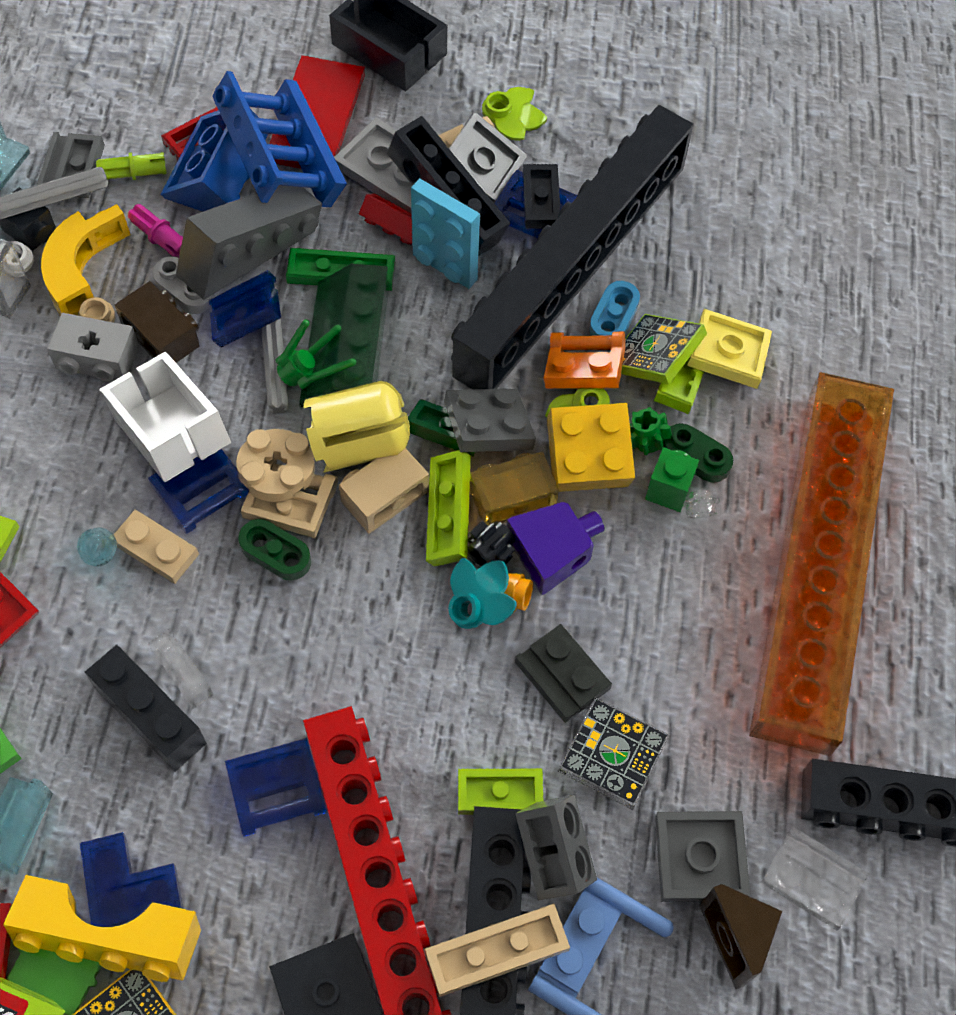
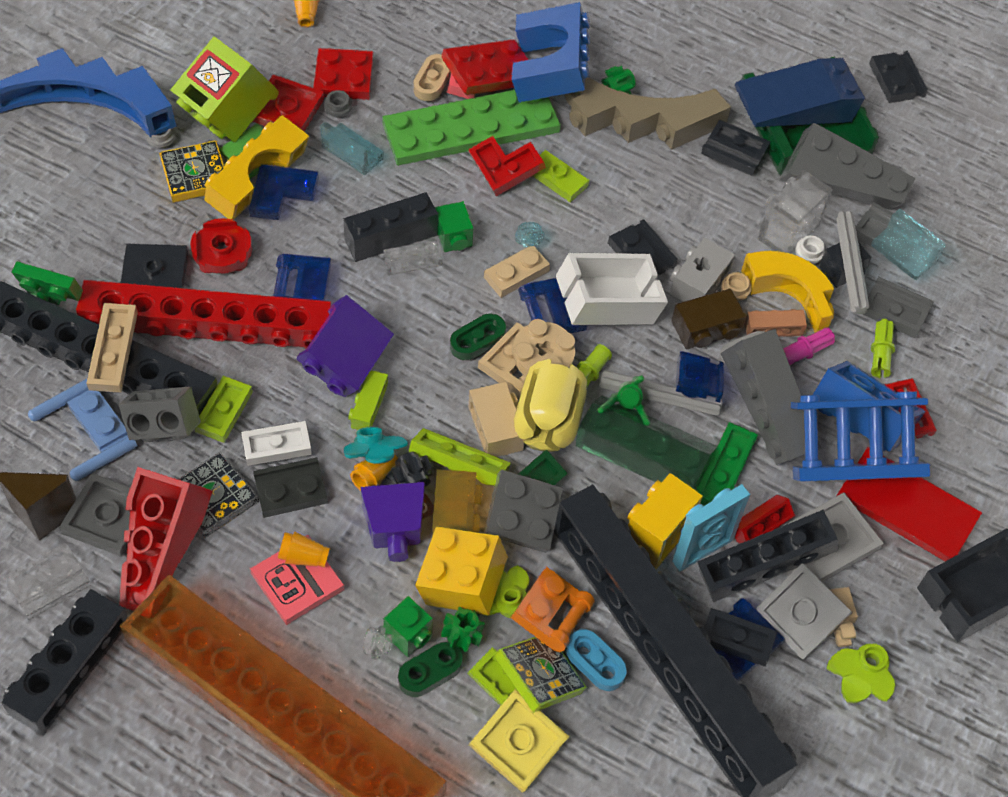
camera: 110 degrees right, 5 degrees down
(72, 424) = (643, 240): none -> black plate
(119, 627) = (454, 227): none -> green brick
(132, 262) = (786, 322): none -> nougat piece
(227, 911) = (221, 260): none -> red plate
(253, 419) = (594, 363): none -> lime axle
(363, 670) = (345, 347): none -> dark purple panel
(414, 634) = (368, 400): none -> lime piece
(445, 284) = (662, 516): none -> yellow brick
(518, 709) = (276, 443): none -> white plate
(646, 611) = (302, 551): none -> light orange cone
(668, 616) = (295, 588): none -> coral tile
(695, 776) = (161, 528): none -> red wedge

